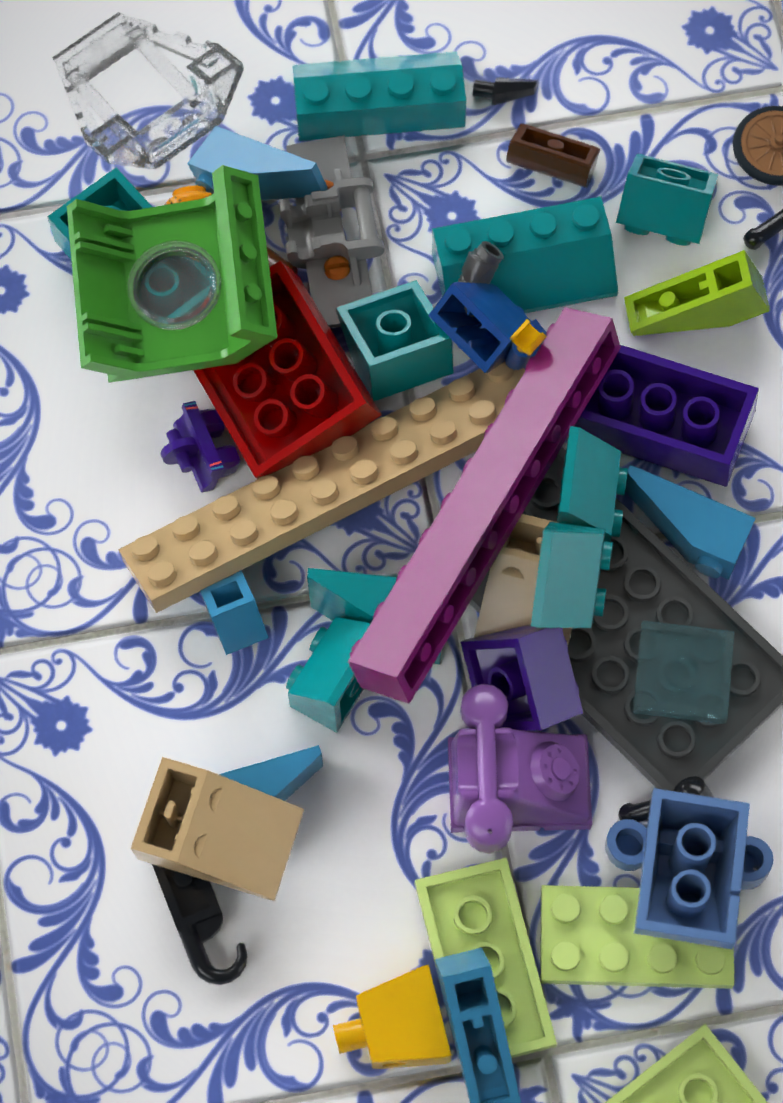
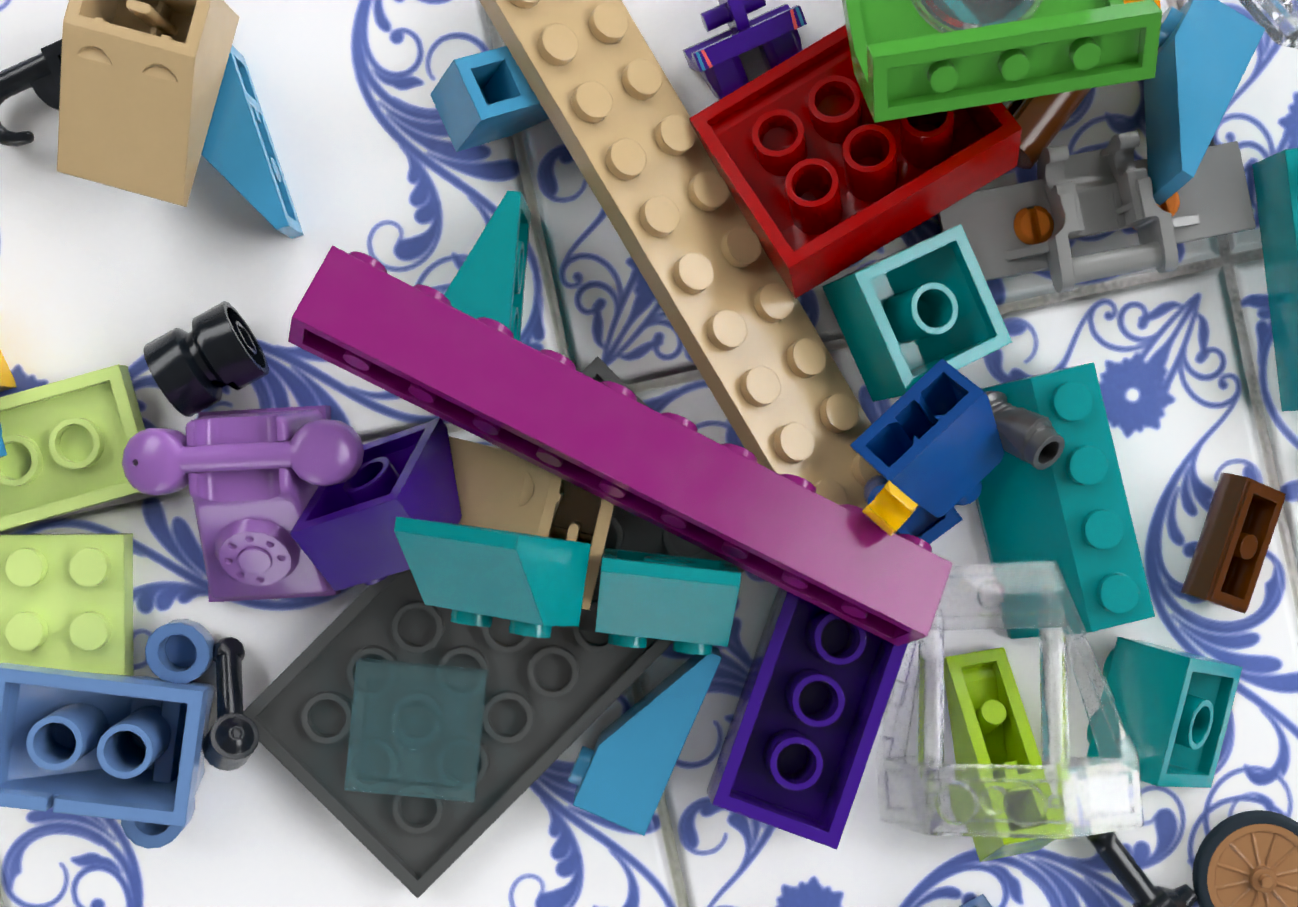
camera: 85 degrees right, 20 degrees up
(326, 684) = (398, 234): teal slope -> none
(409, 808) = (200, 363): none -> black wheel
(721, 284) = (1008, 801): none -> clear windscreen

